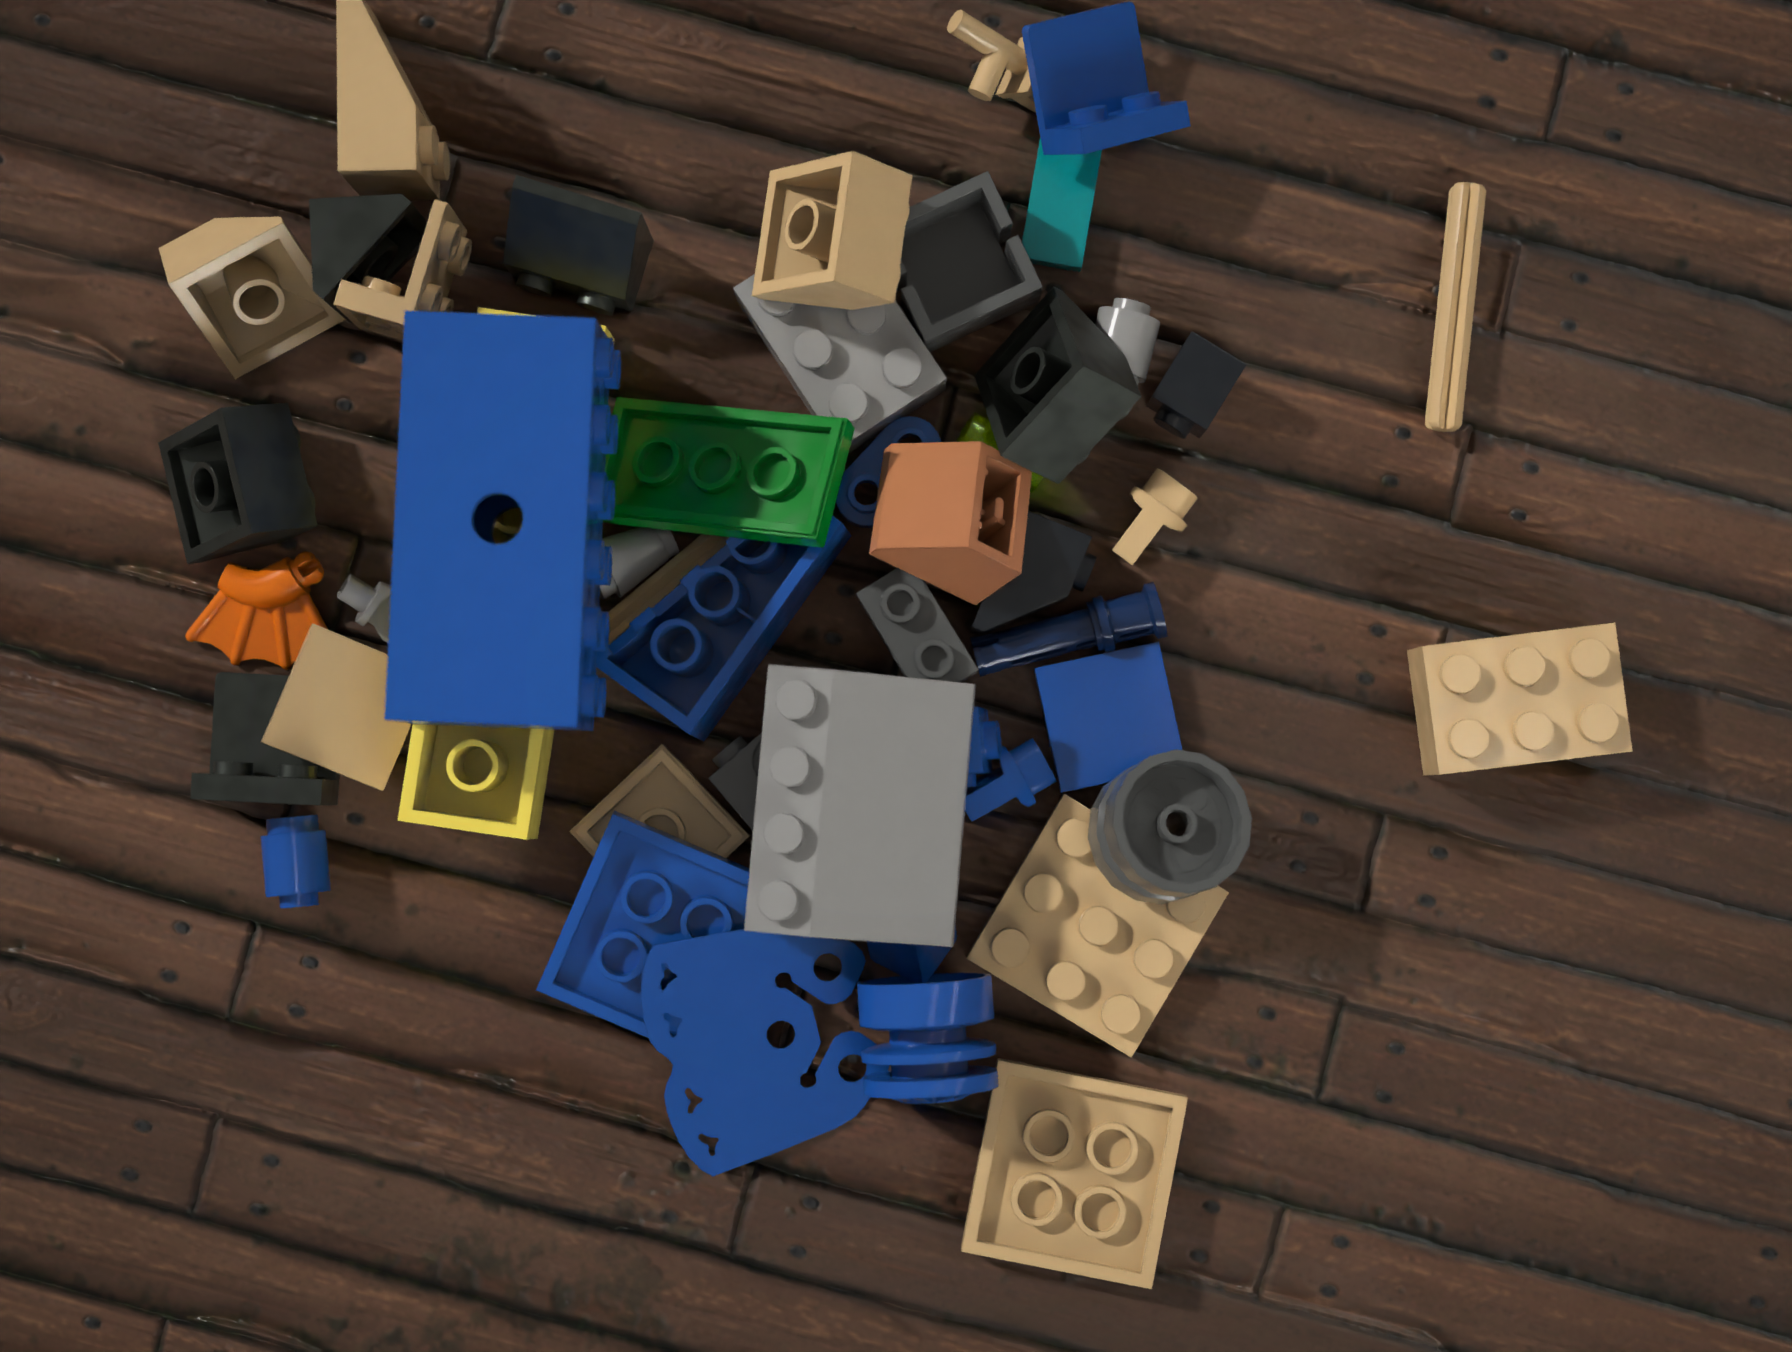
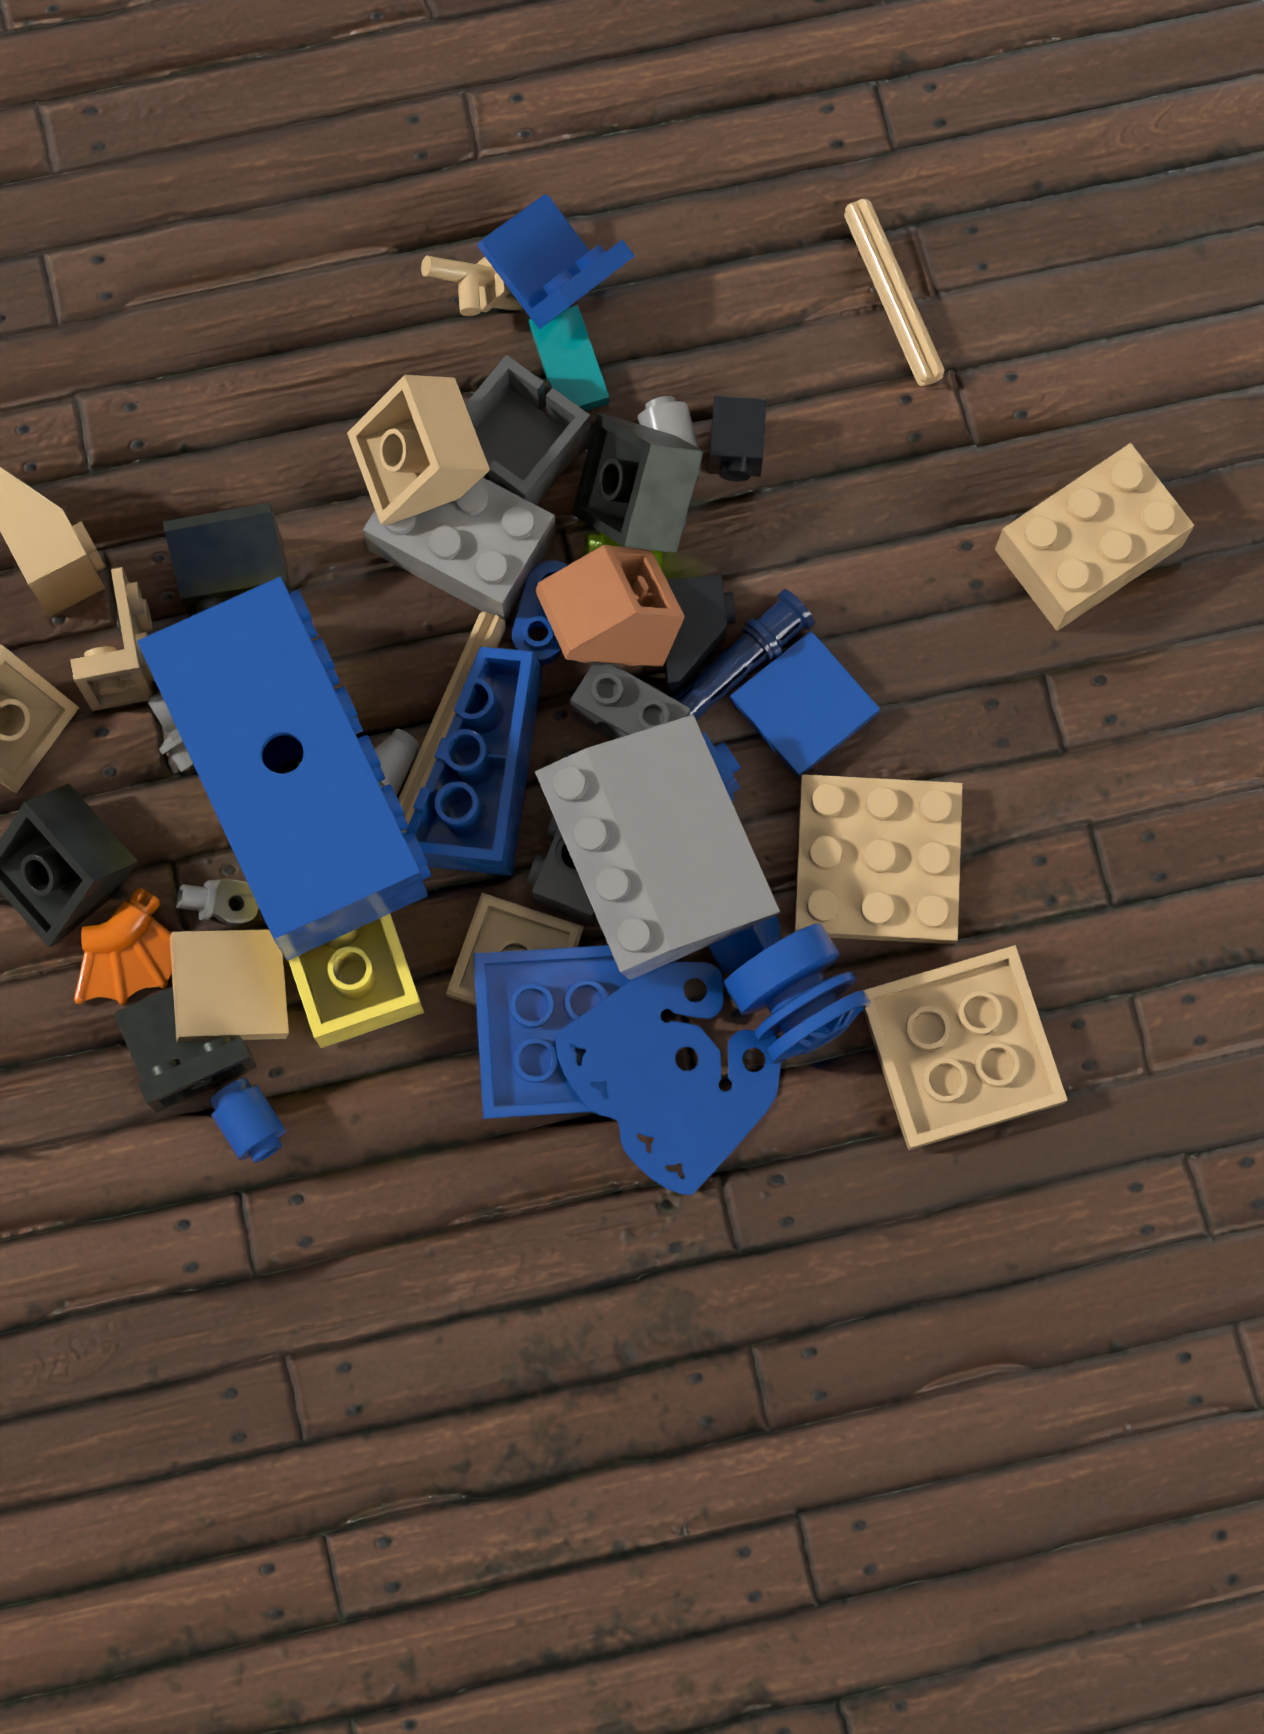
camera: 30 degrees left, 10 degrees down
(361, 239) = (66, 628): pearl dark grey slope -> none
(727, 470) = (432, 659): green tile -> none
(1020, 776) = (762, 776): blue piece -> none
(1162, 503) = (758, 531): tan piece -> none
(1170, 827) = (892, 748): dark grey wheel -> none

